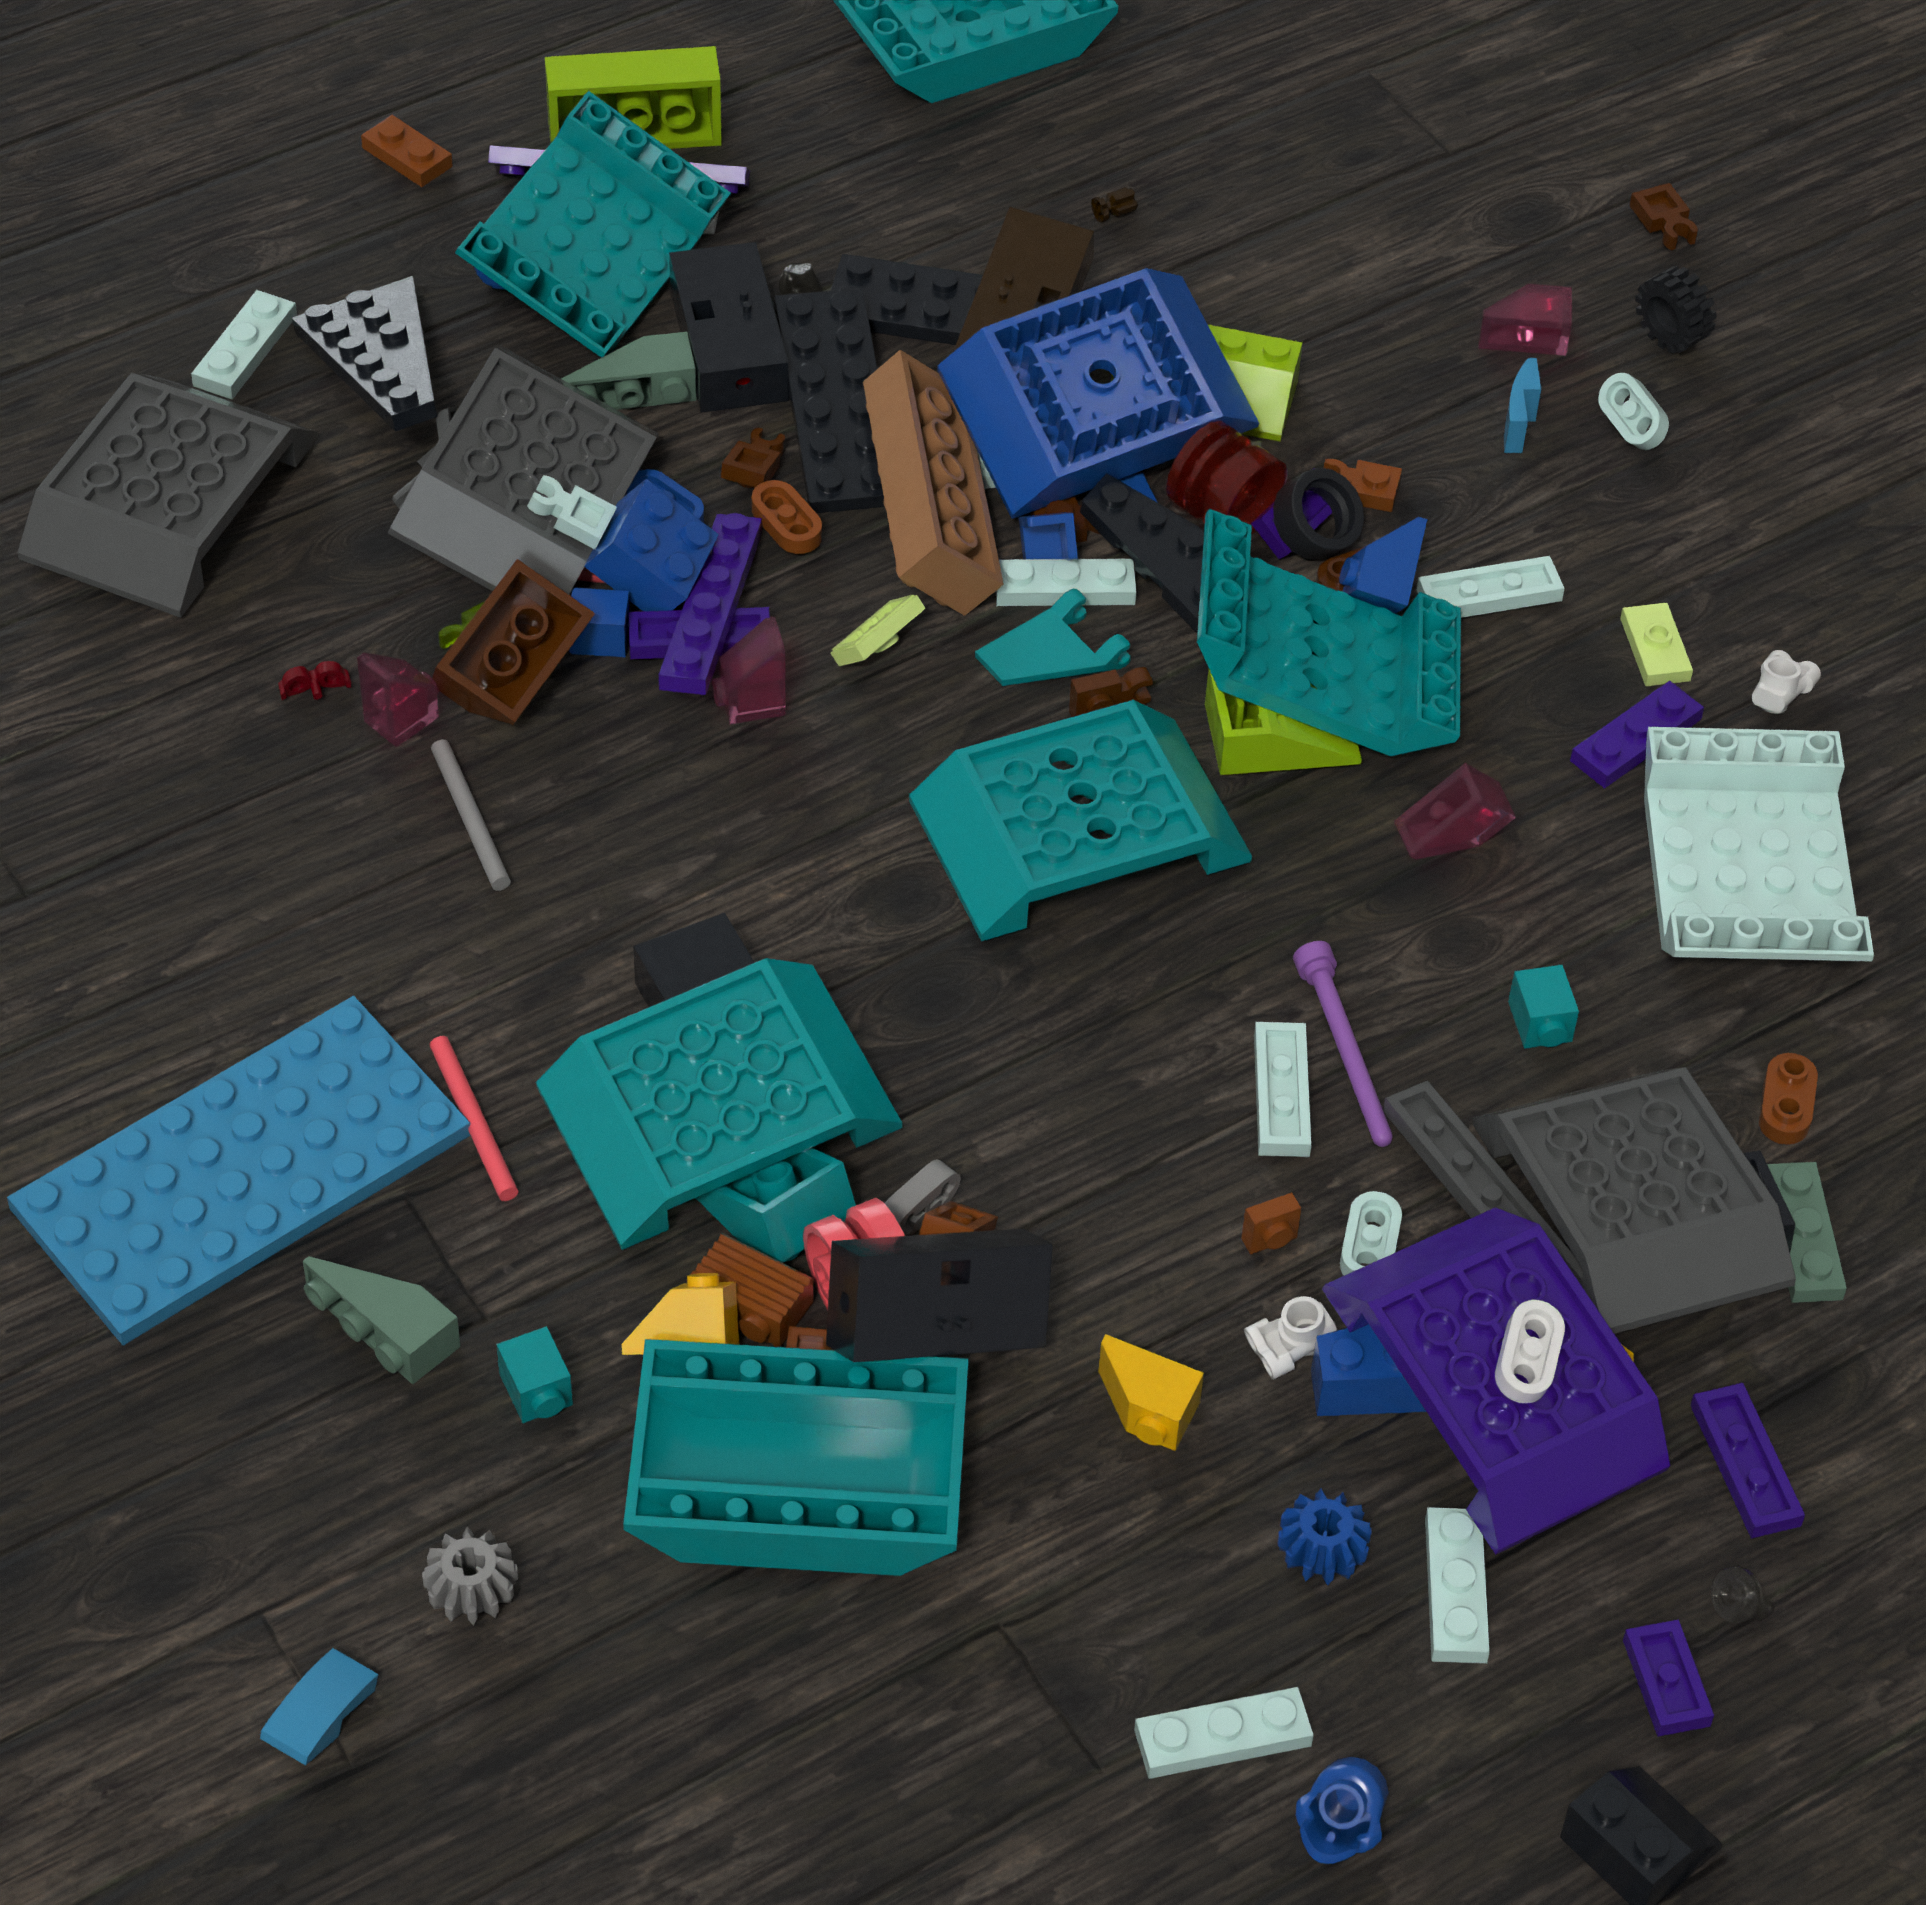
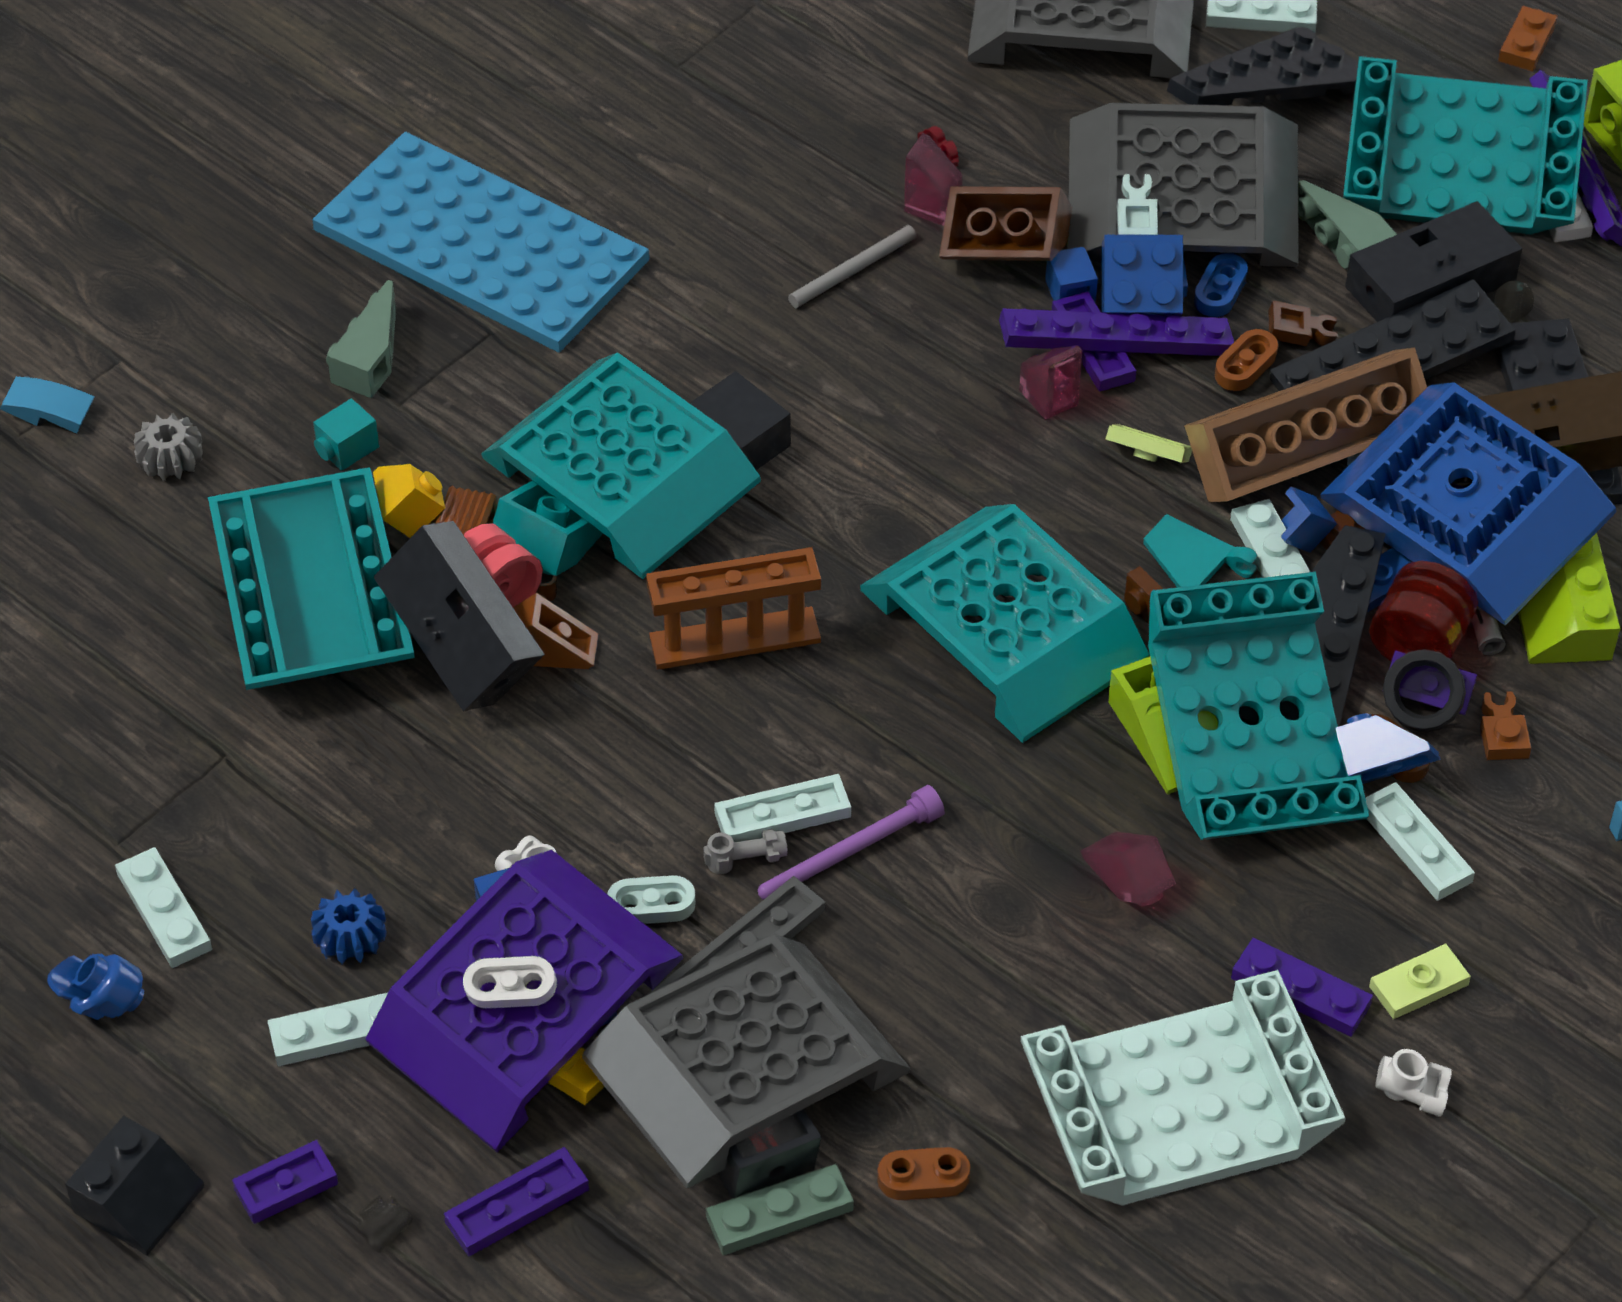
camera: 75 degrees right, 0 degrees up
(479, 1129) = (569, 346): coral bar -> none
(922, 1193) = (586, 606): light grey beam -> none
(1014, 1036) = (731, 583): none -> dark orange fence
(1149, 1391) = (446, 788): yellow slope -> none
(1271, 1223) = (638, 829): dark orange plate -> none
(1326, 1155) = (723, 851): none -> light grey bar
(1543, 1006) = (940, 968): teal brick -> none

